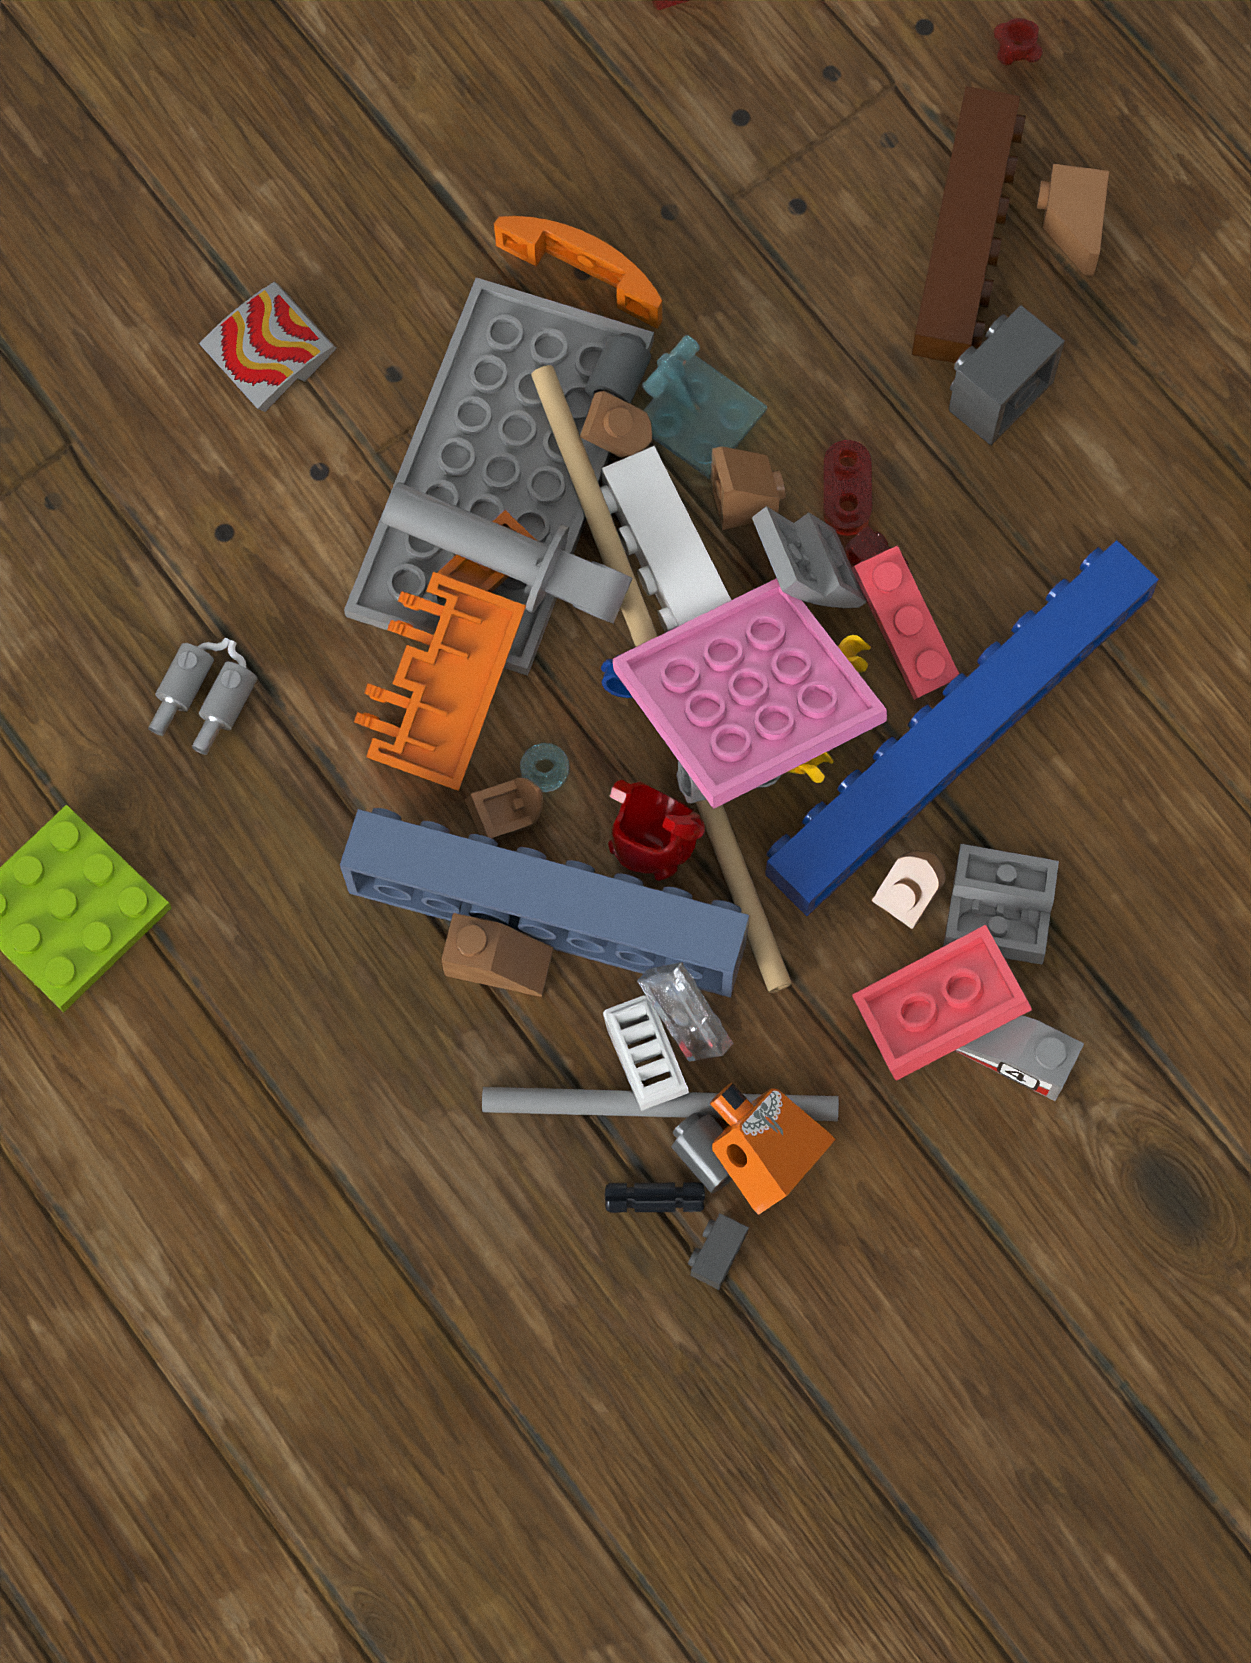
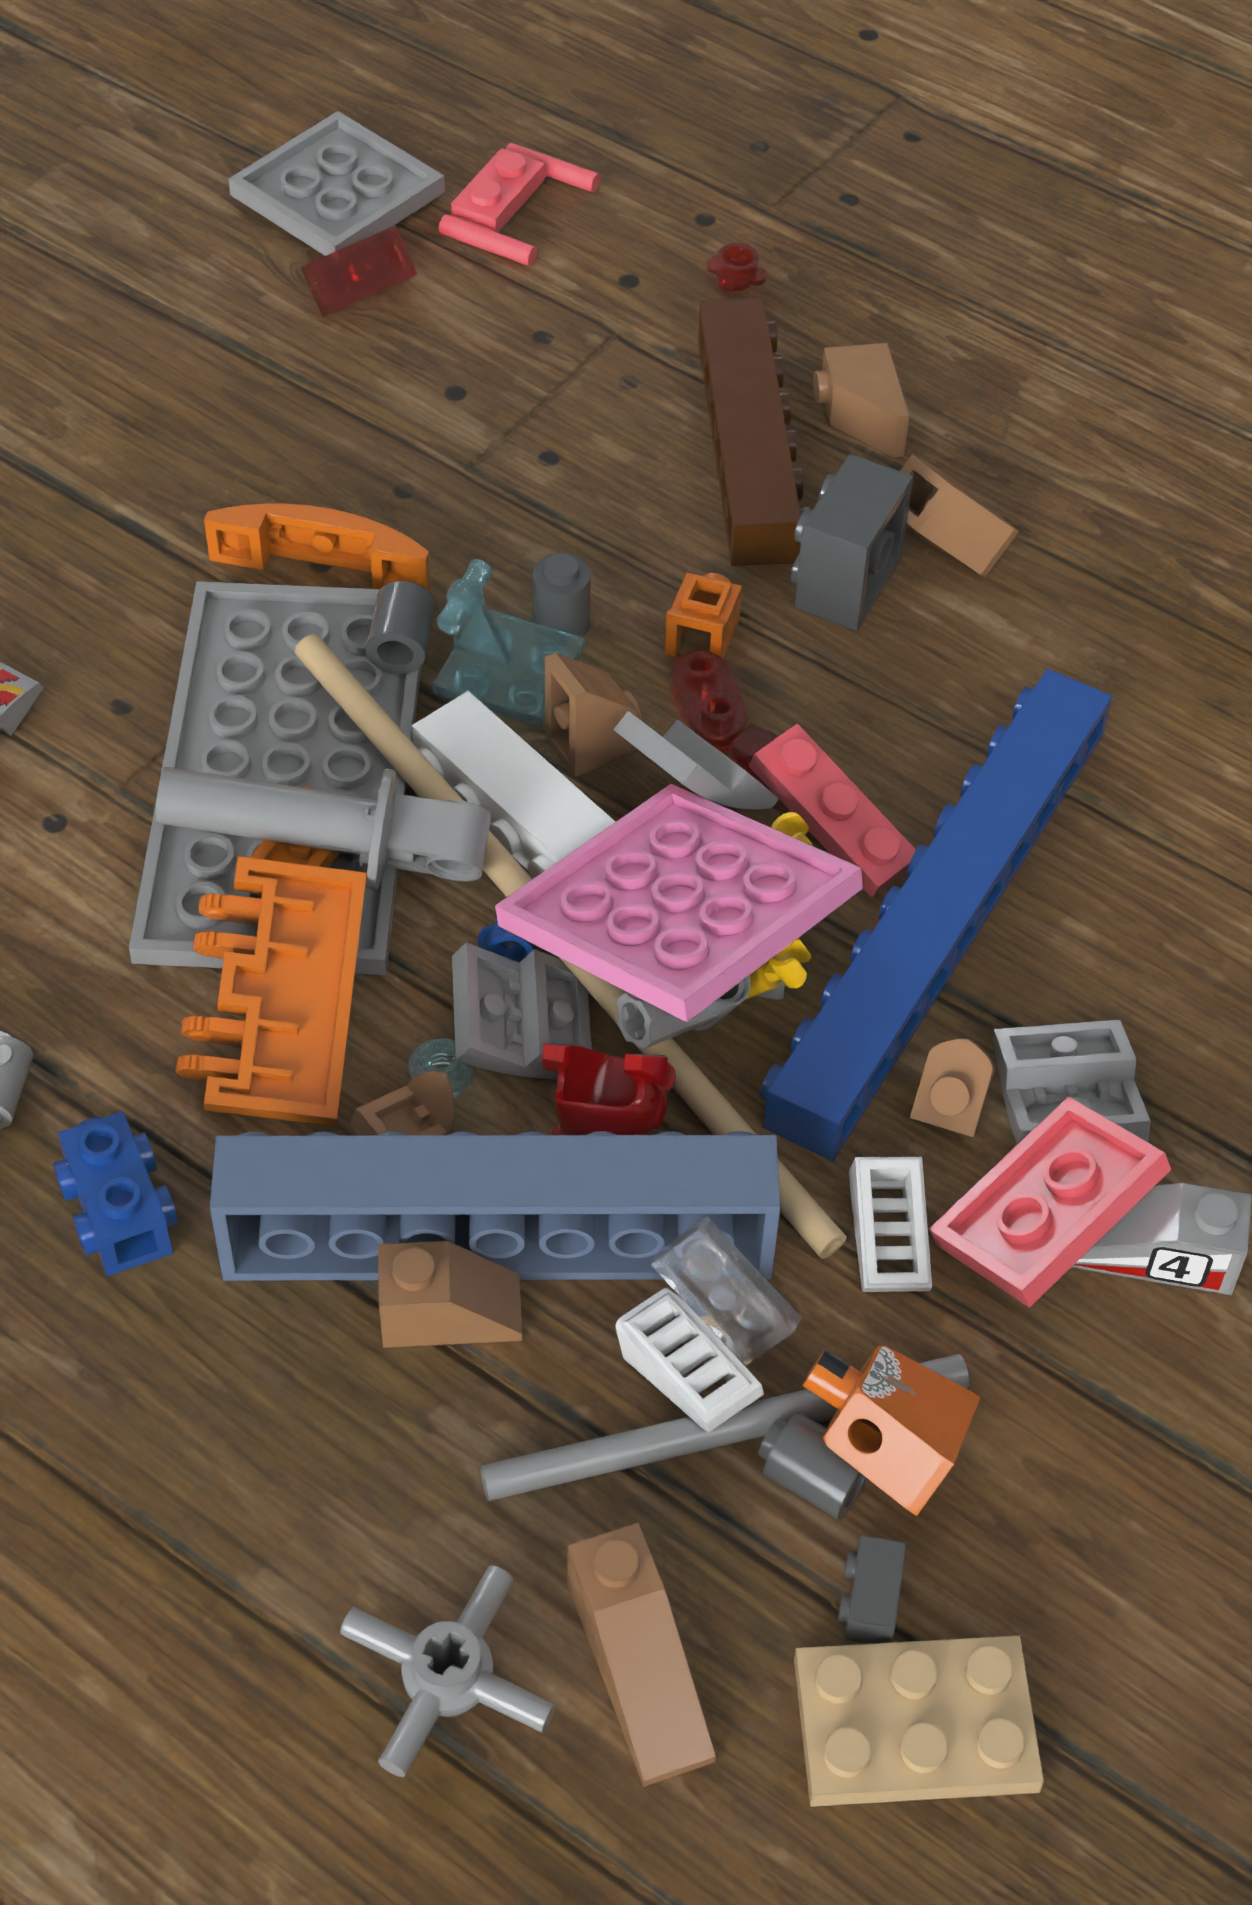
camera: 20 degrees left, 20 degrees down
(286, 798) = (120, 1207): none -> blue brick
(418, 1245) = (457, 1688): none -> light grey bar
(547, 1253) = (639, 1653): none -> medium nougat slope
(609, 738) = (513, 1008): none -> light grey slope
(616, 426) = (415, 678): medium nougat plate -> none
(655, 1197) = (761, 1545): black axle -> none
(716, 1346) = (917, 1721): none -> tan plate
(758, 364) = (562, 593): none -> dark grey brick
(838, 943) = (890, 1173): none -> white slope
(878, 389) = (707, 605): none -> orange window
(1100, 361) = (955, 518): none -> medium nougat slope

